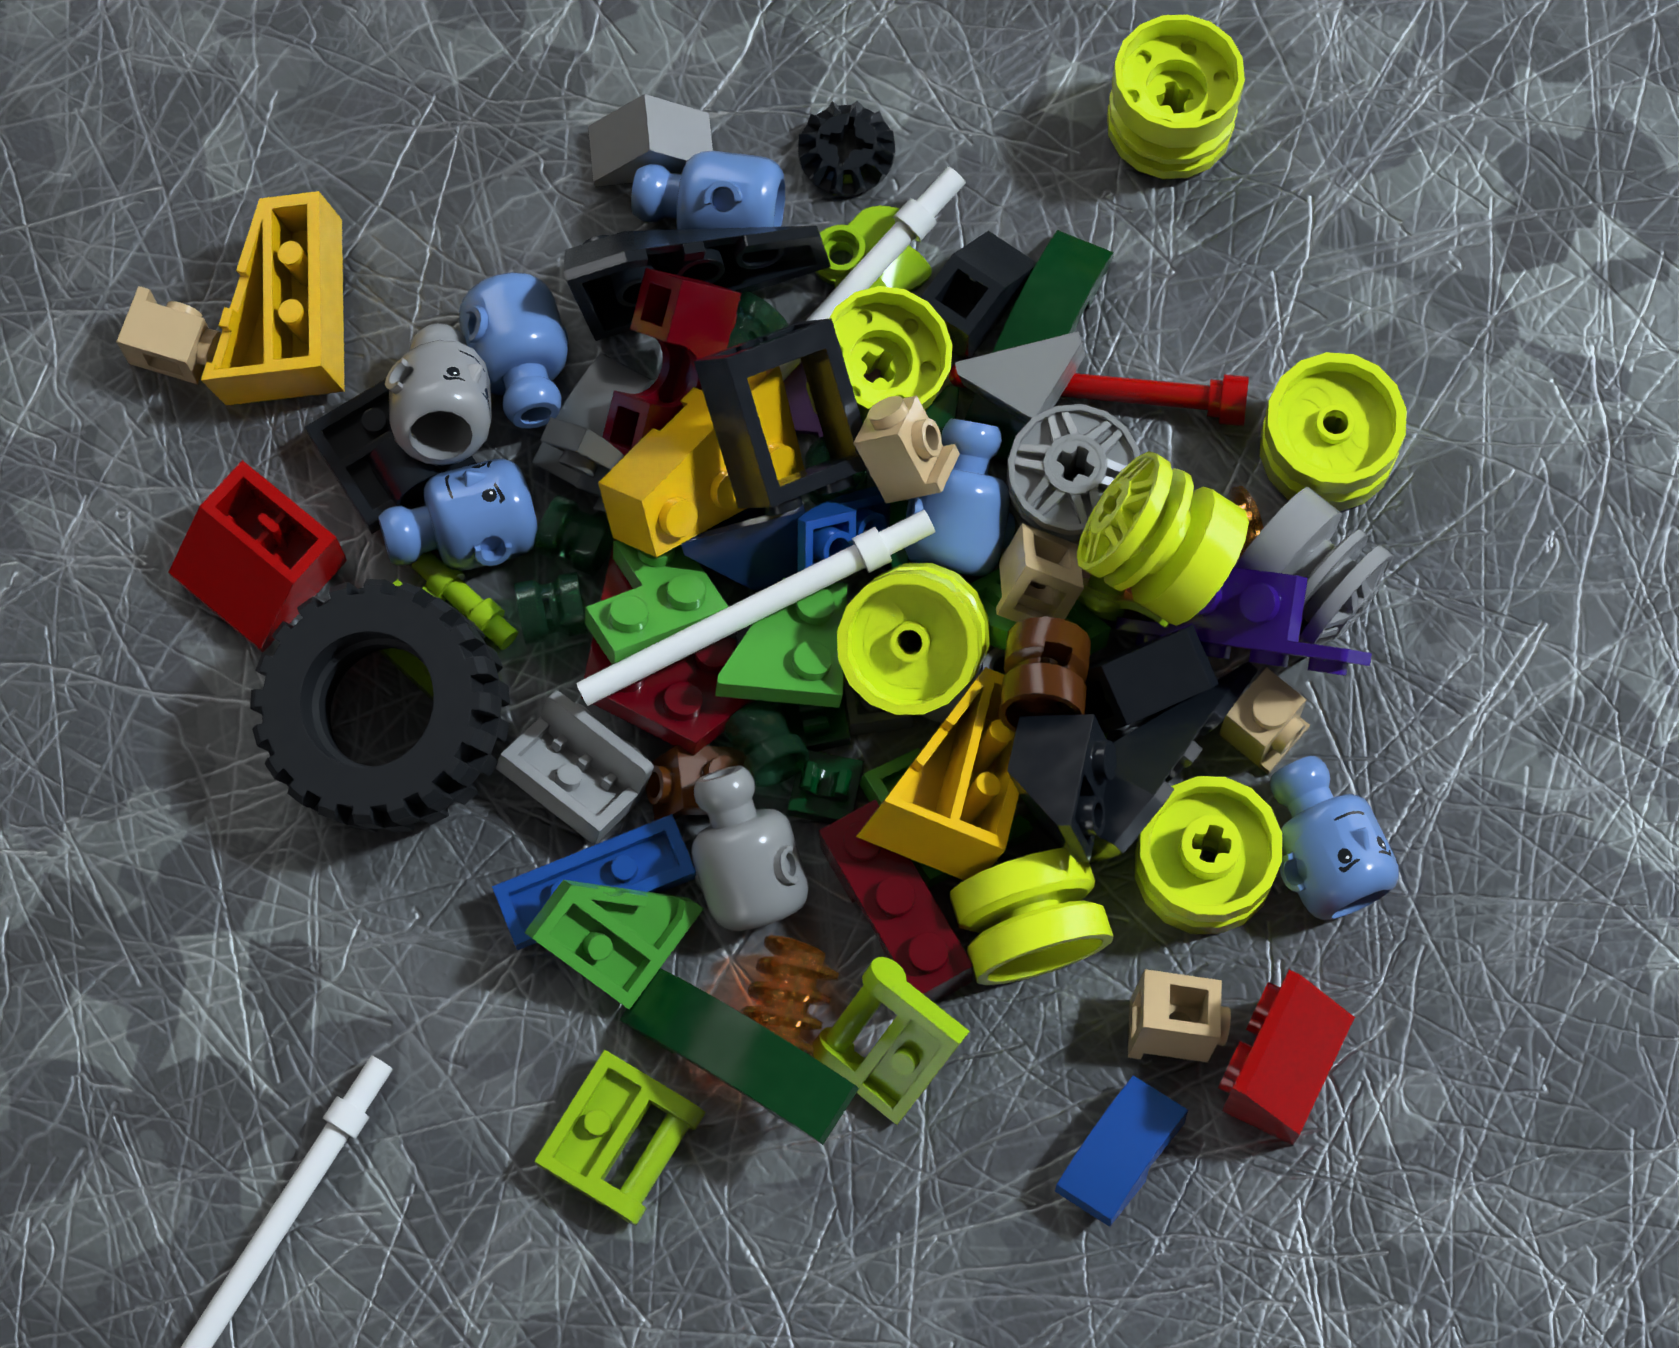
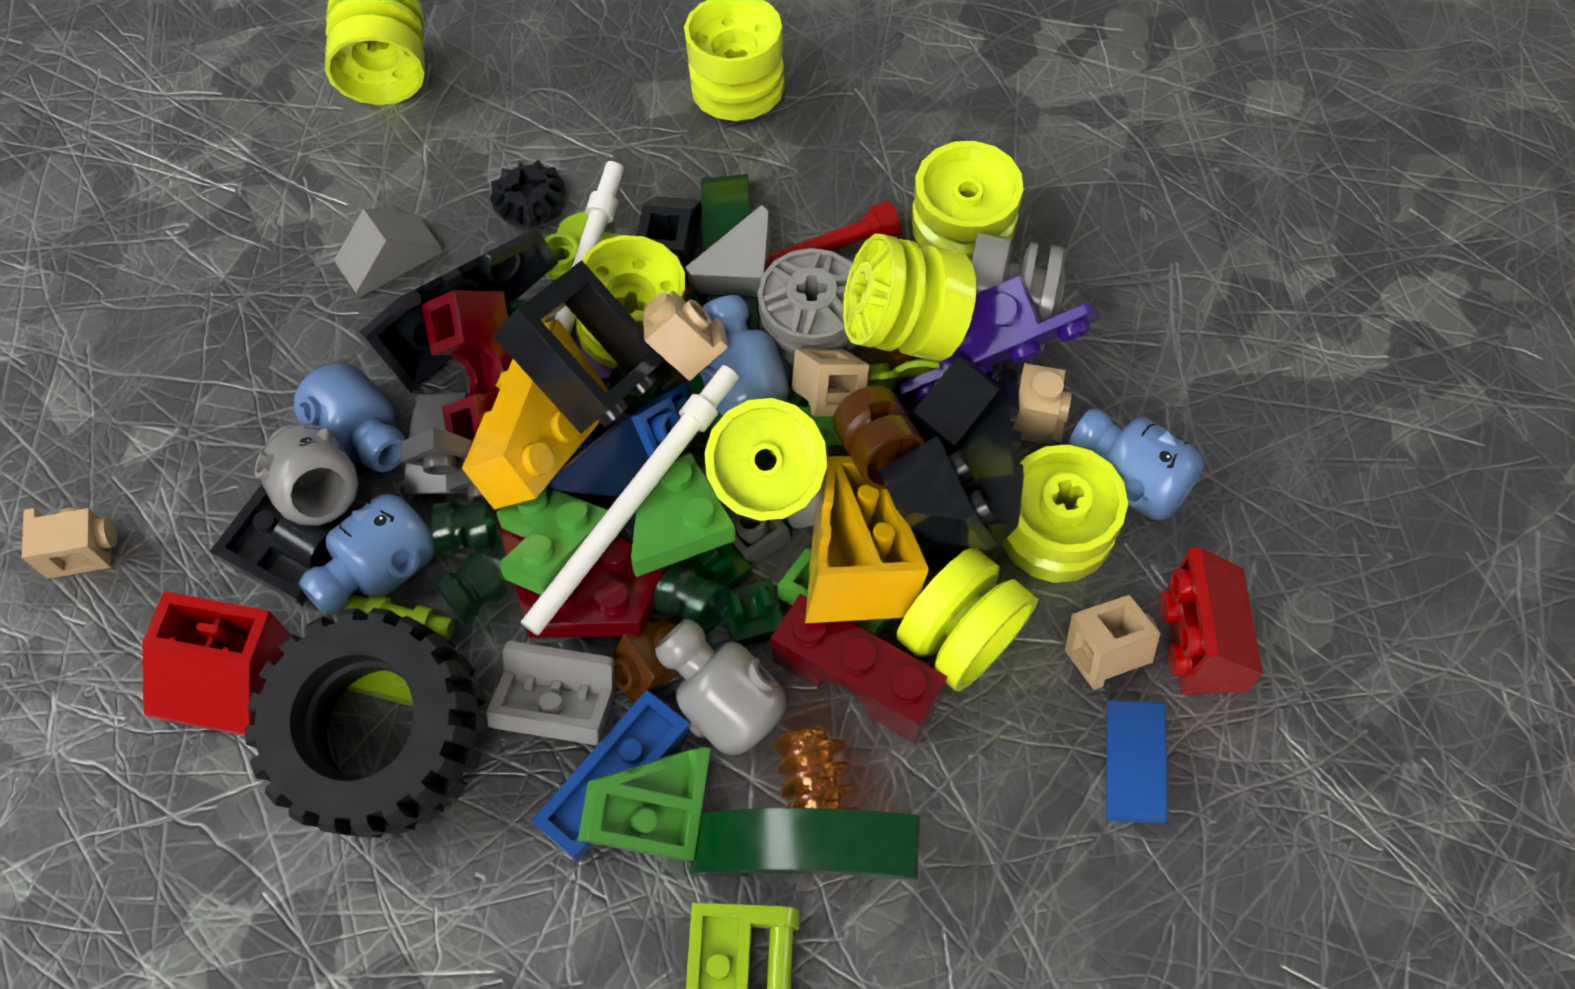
camera: 30 degrees left, 10 degrees down
(287, 307) = (155, 475): yellow wedge -> none
(712, 192) = (442, 248): medium blue piece -> none
(906, 1053) = (936, 769): lime plate -> none

